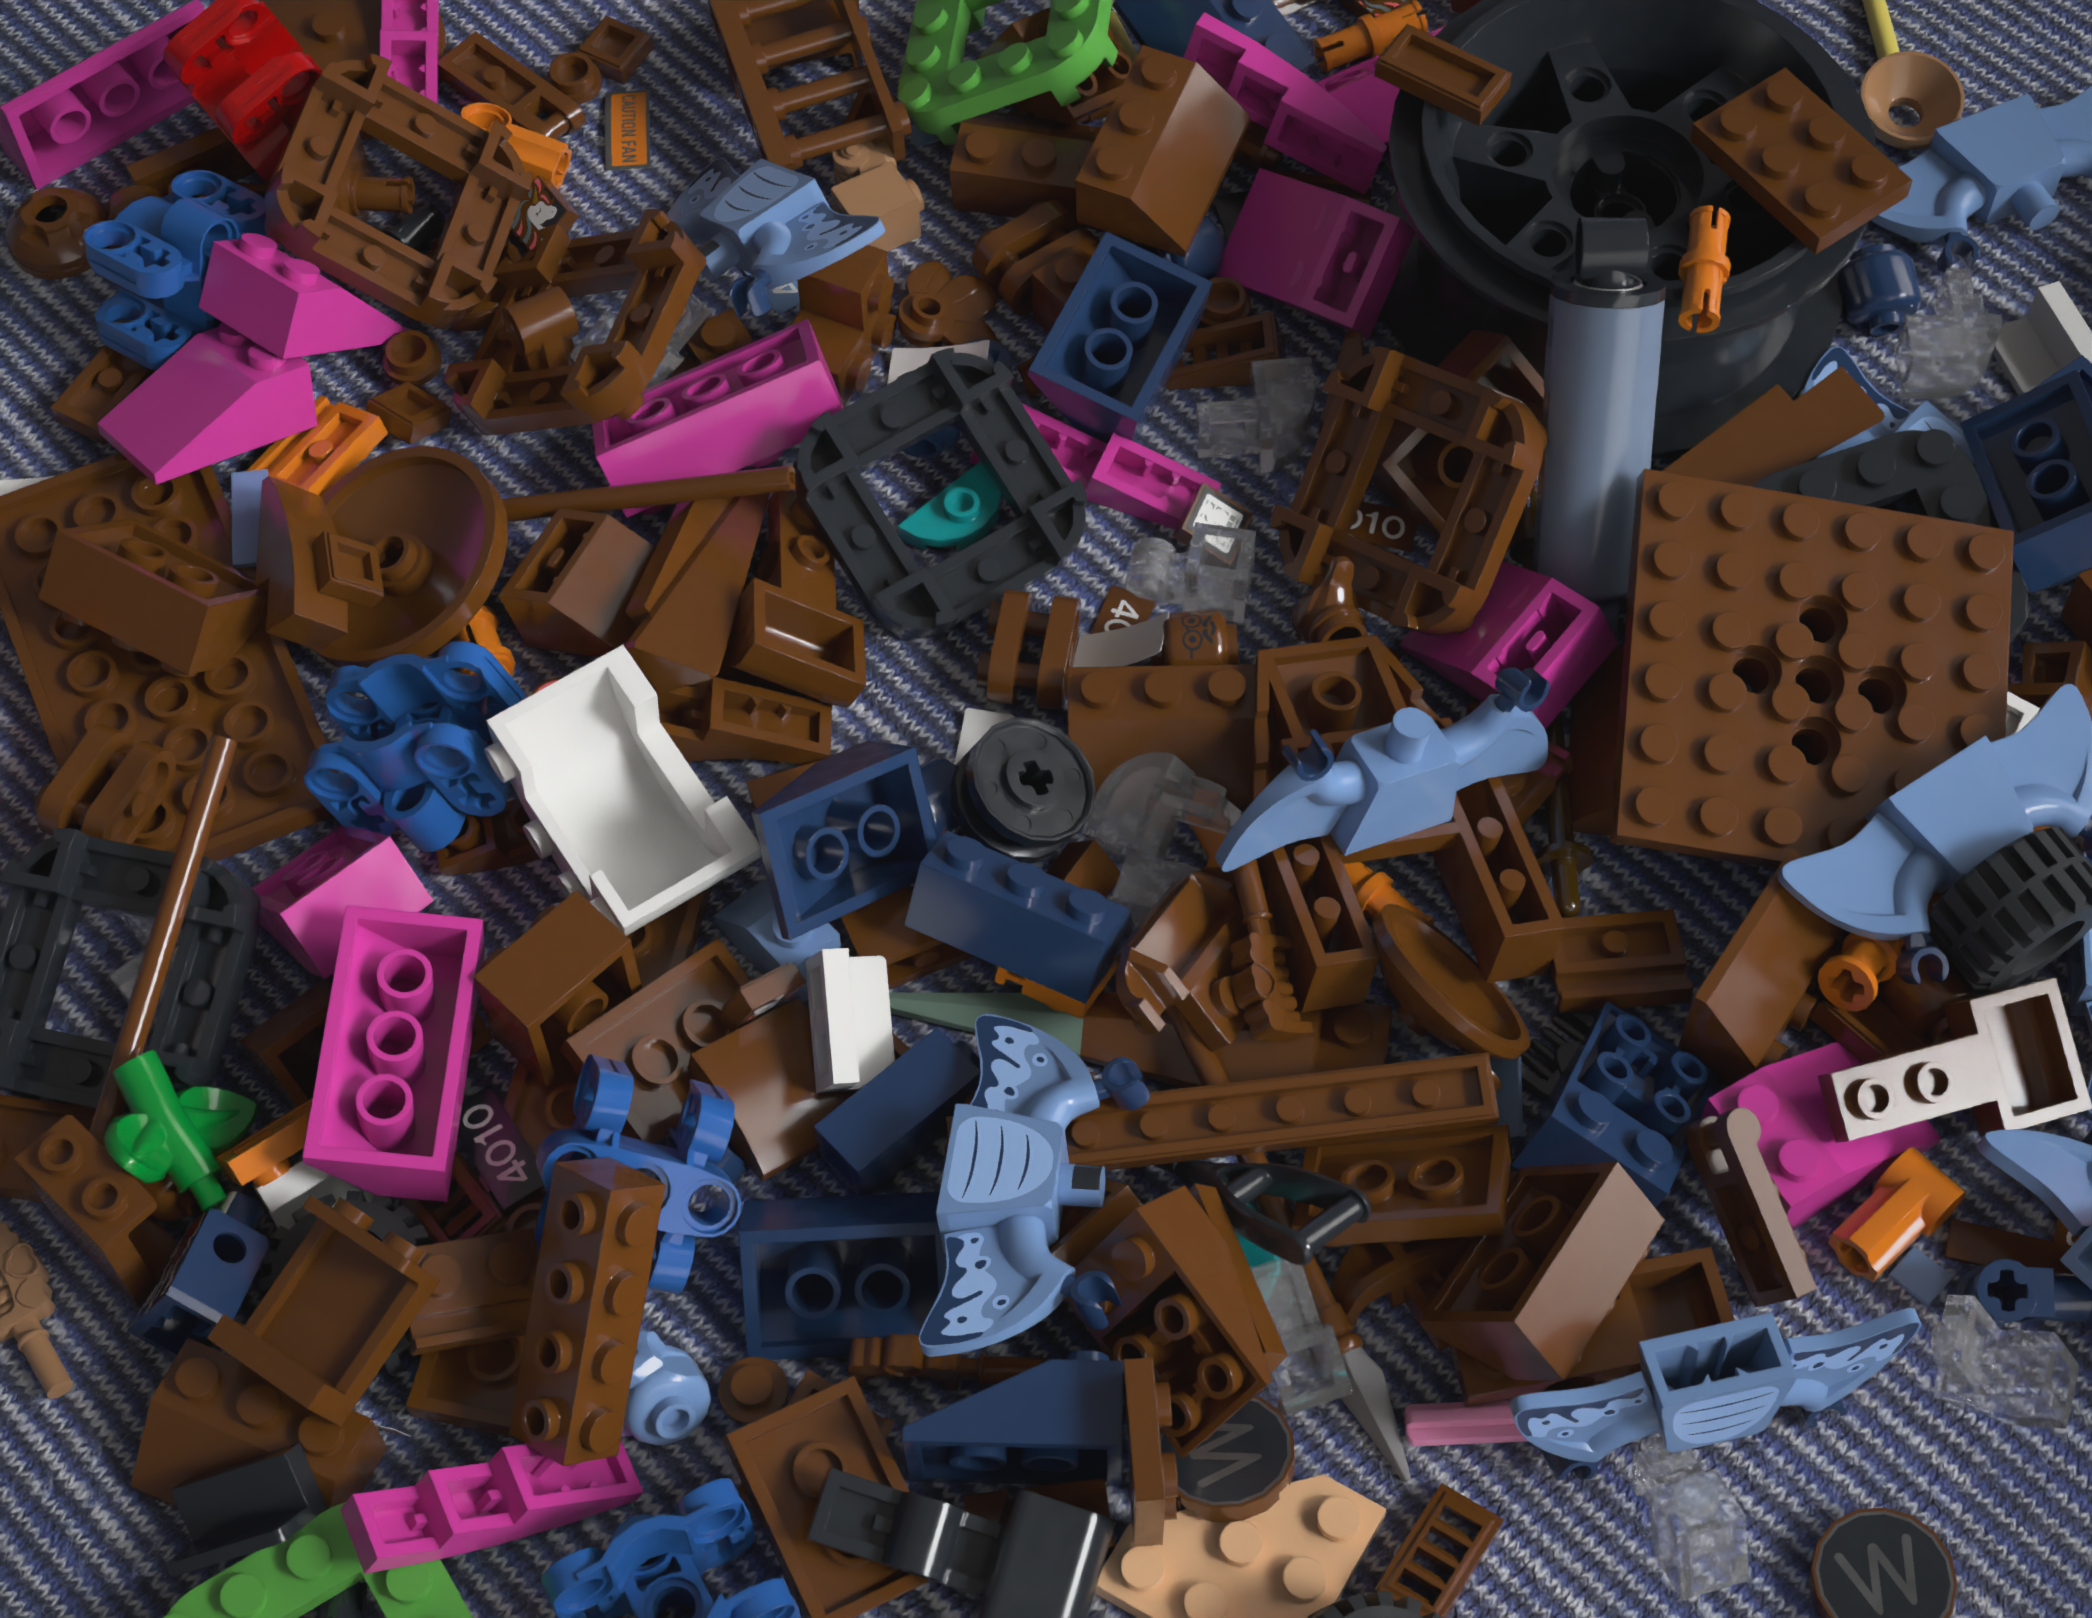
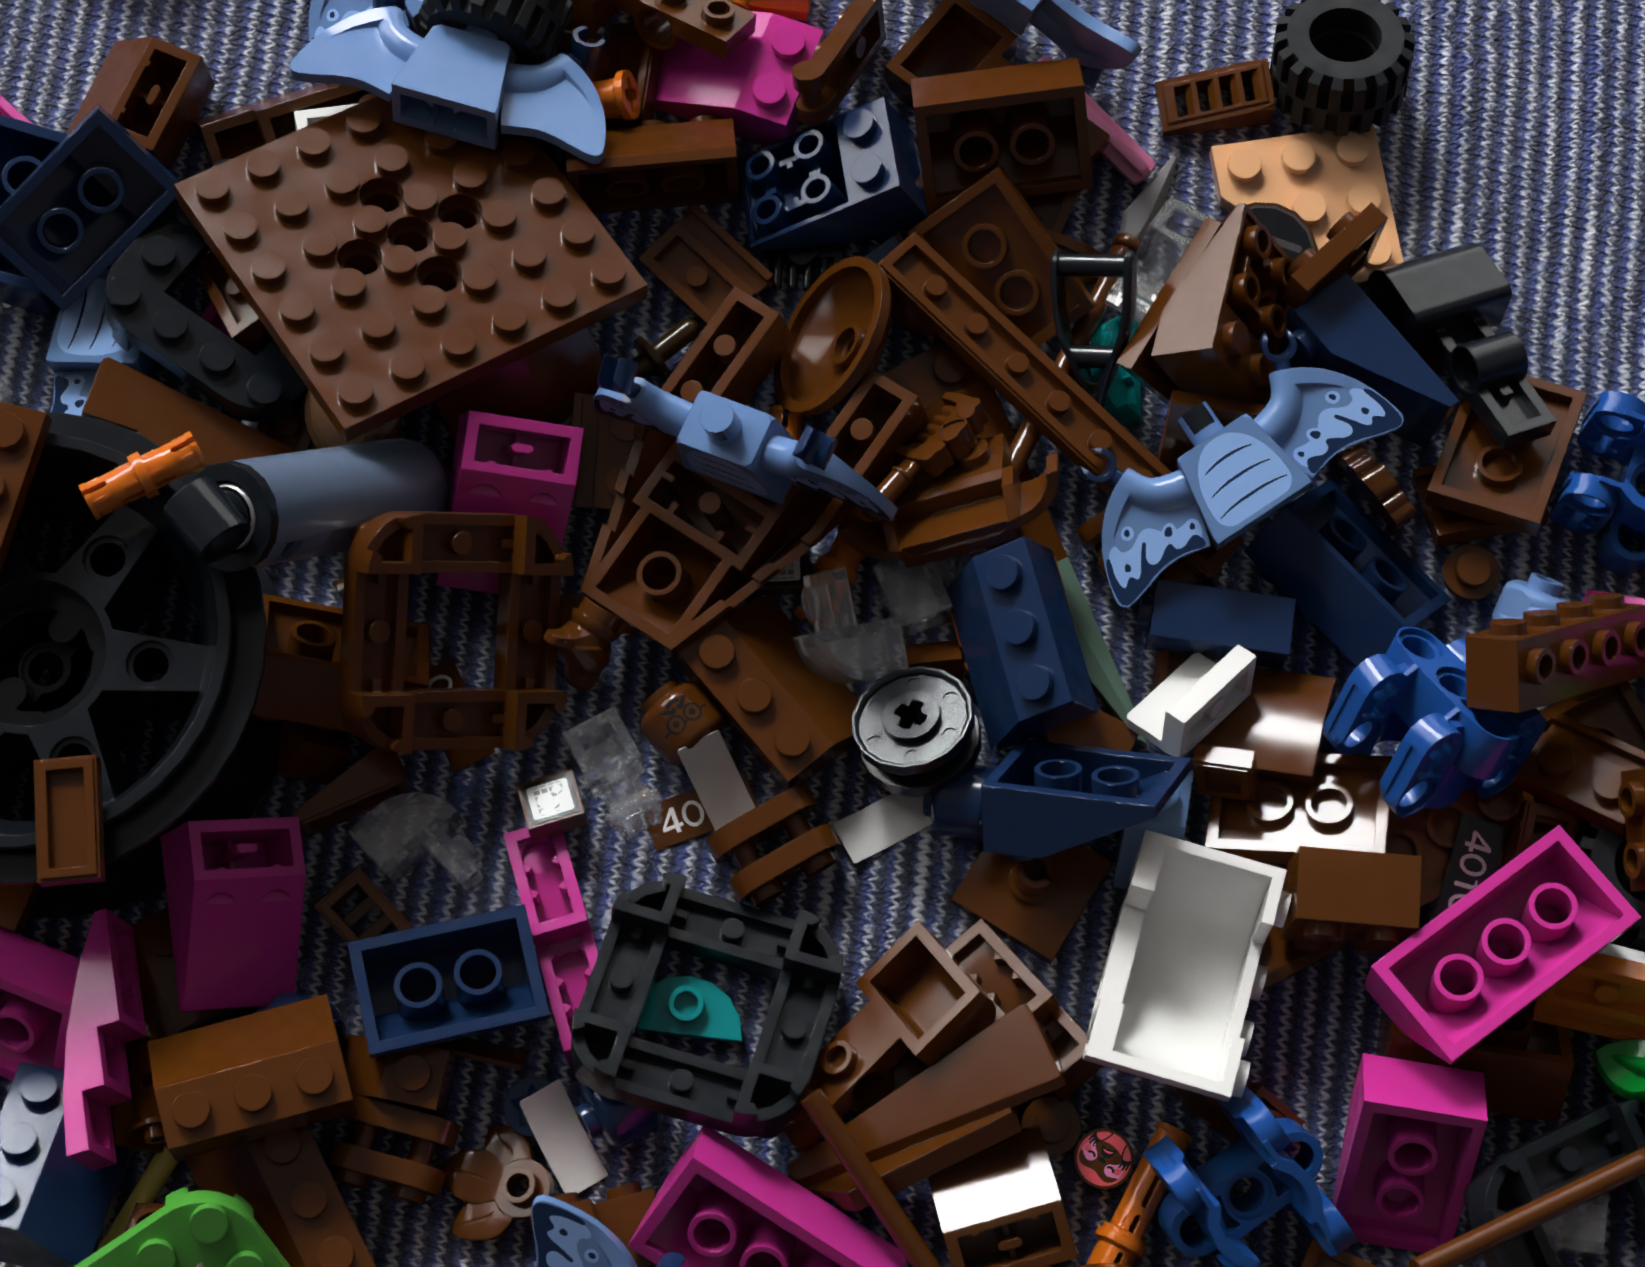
camera: 130 degrees left, 15 degrees up
(1225, 302) = (325, 966): reddish brown plate -> none

